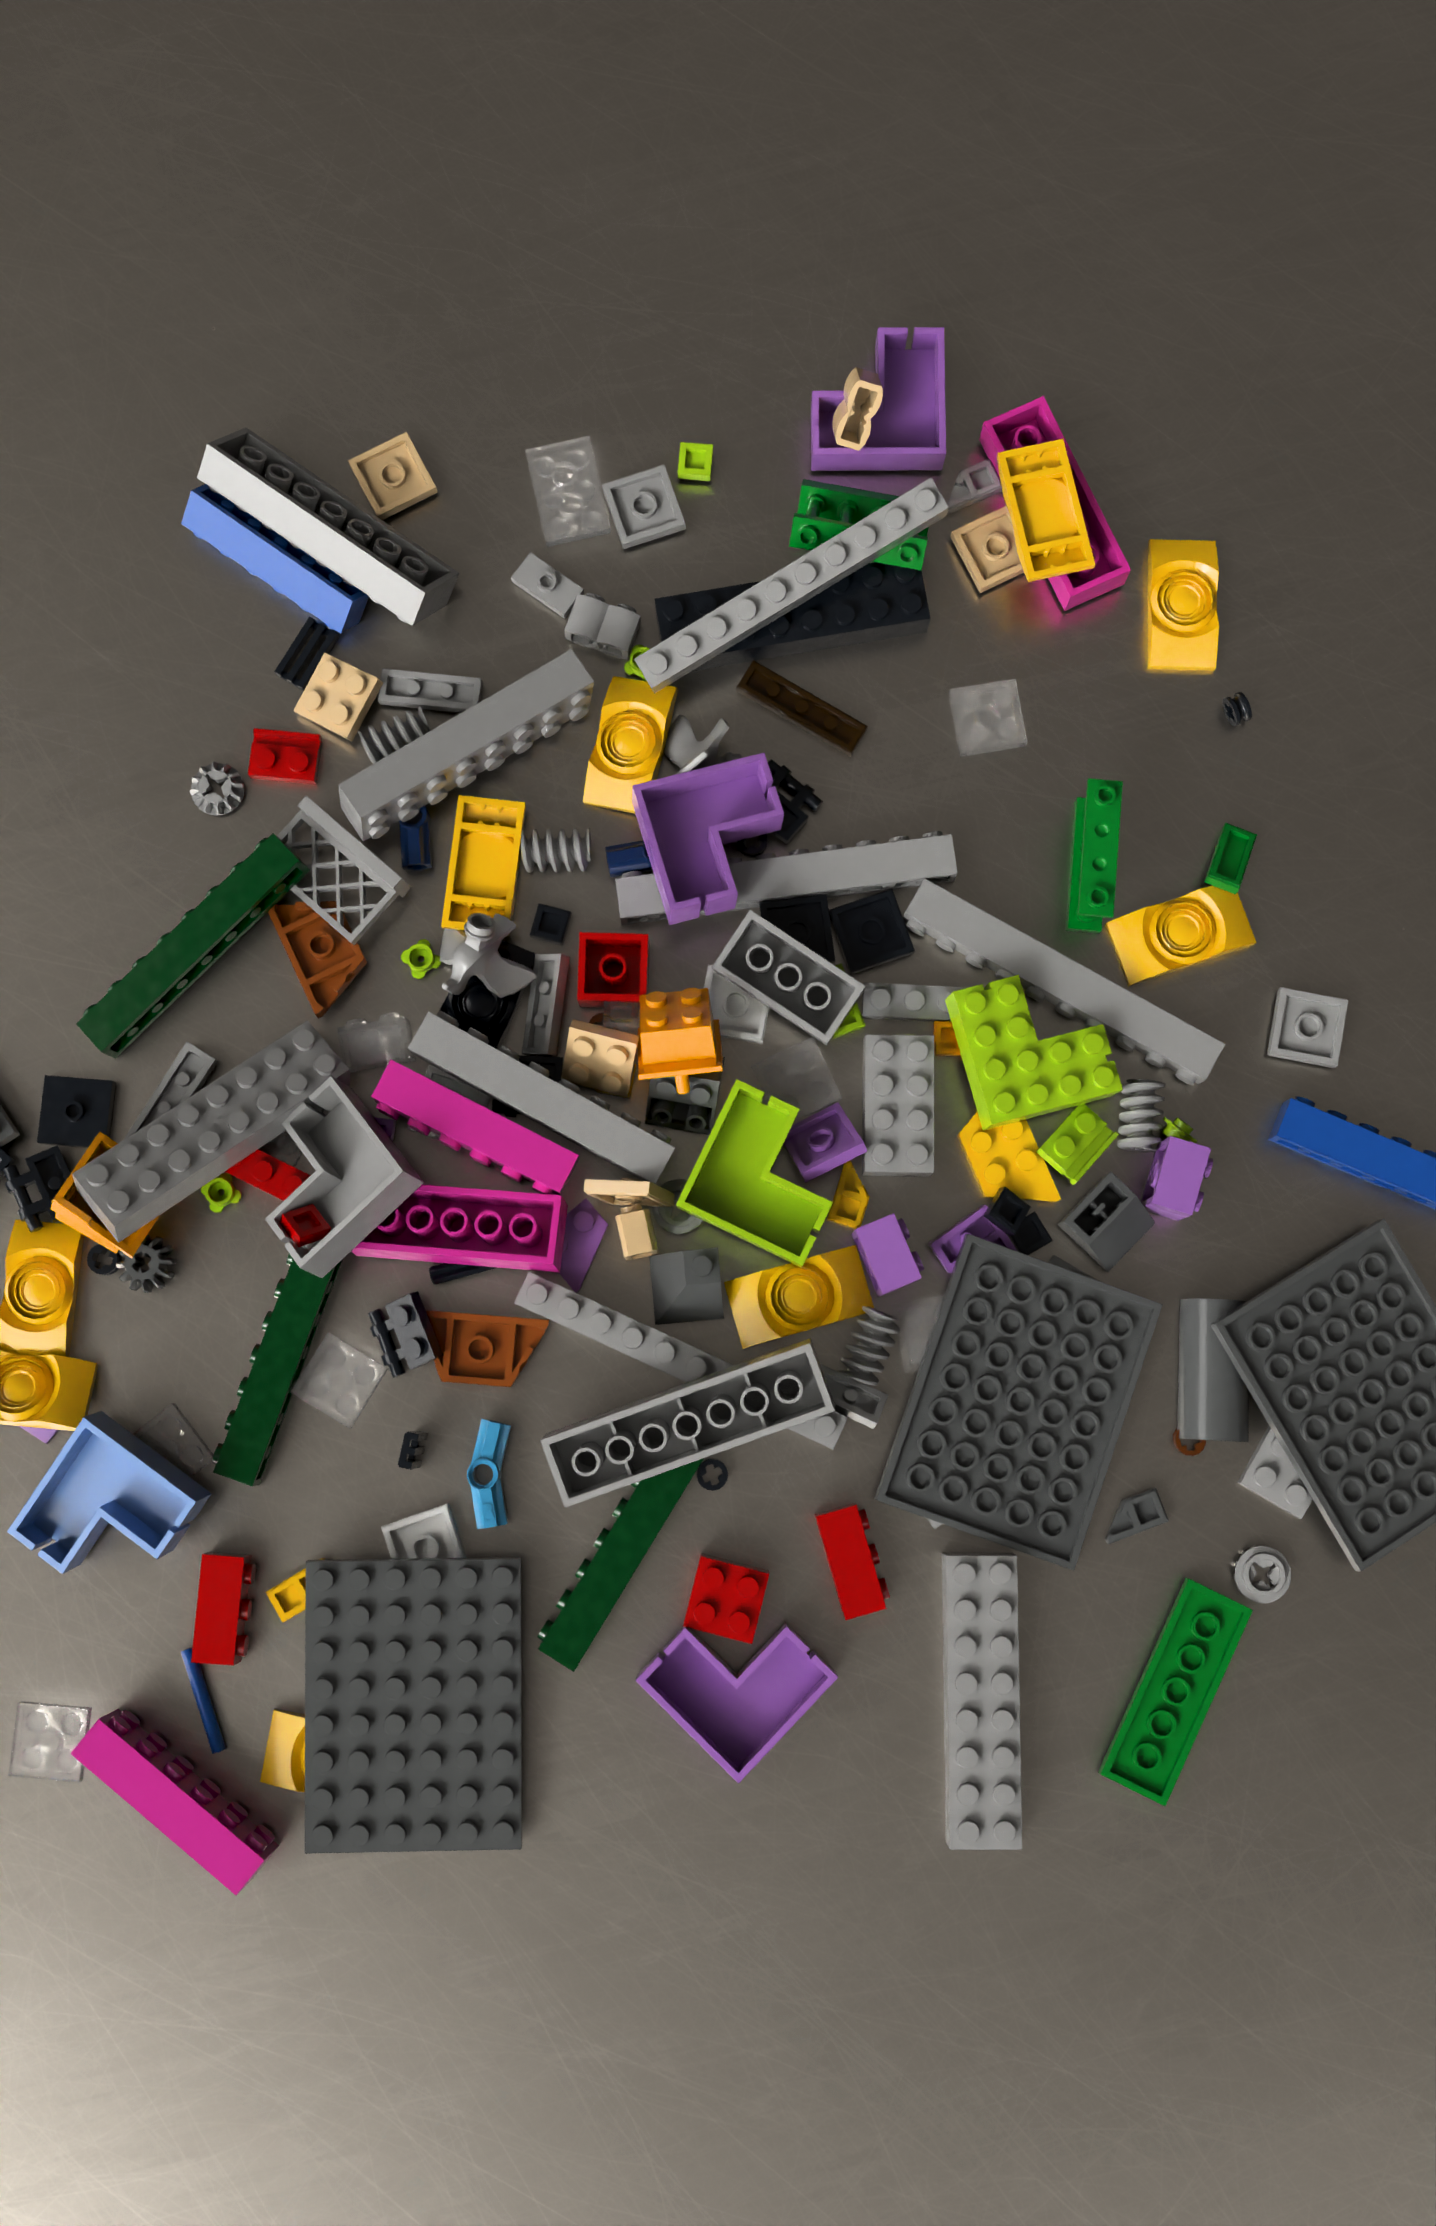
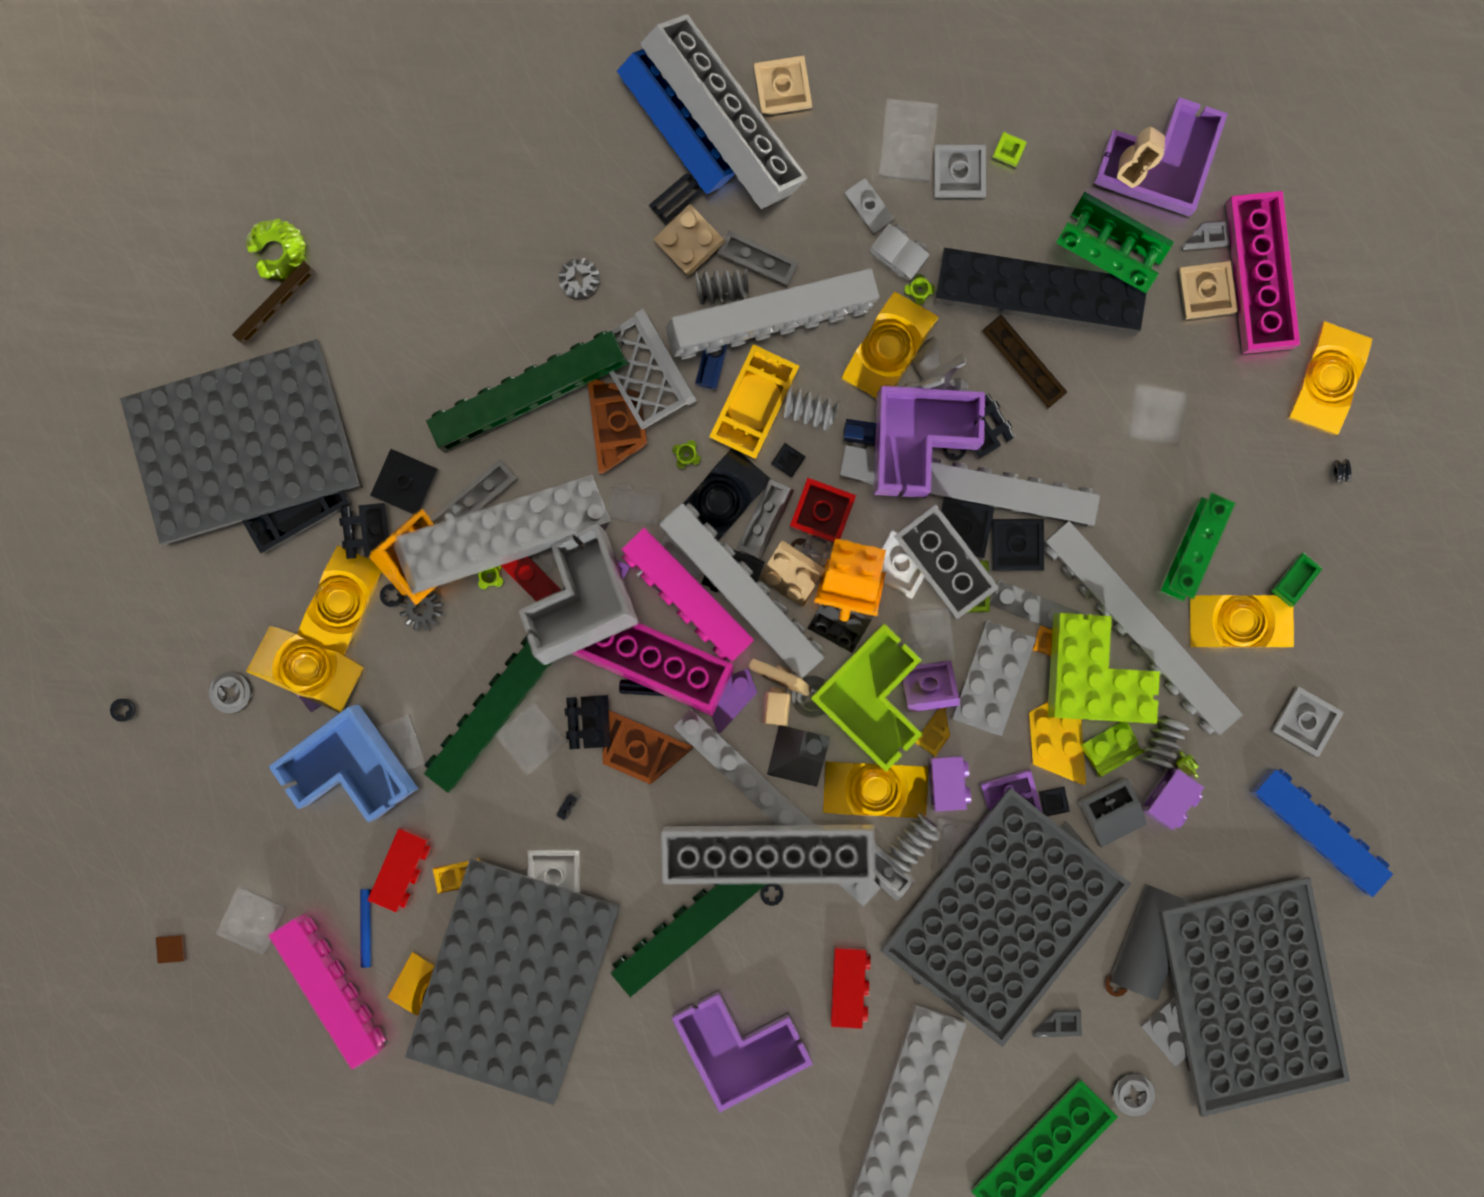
camera: 20 degrees right, 5 degrees up
(285, 756) = (636, 270): red plate -> none
(305, 1225) = (545, 624): red plate -> none
(477, 954) = (728, 467): light grey animal -> none
(489, 1497) = (610, 856): dark azure piece -> none
(726, 1598) = (753, 983): red brick -> none
(792, 585) = (1047, 277): light grey brick -> none
(1007, 1211) = (1044, 780): black tile -> none
(1044, 510) = (1251, 280): yellow slope -> none

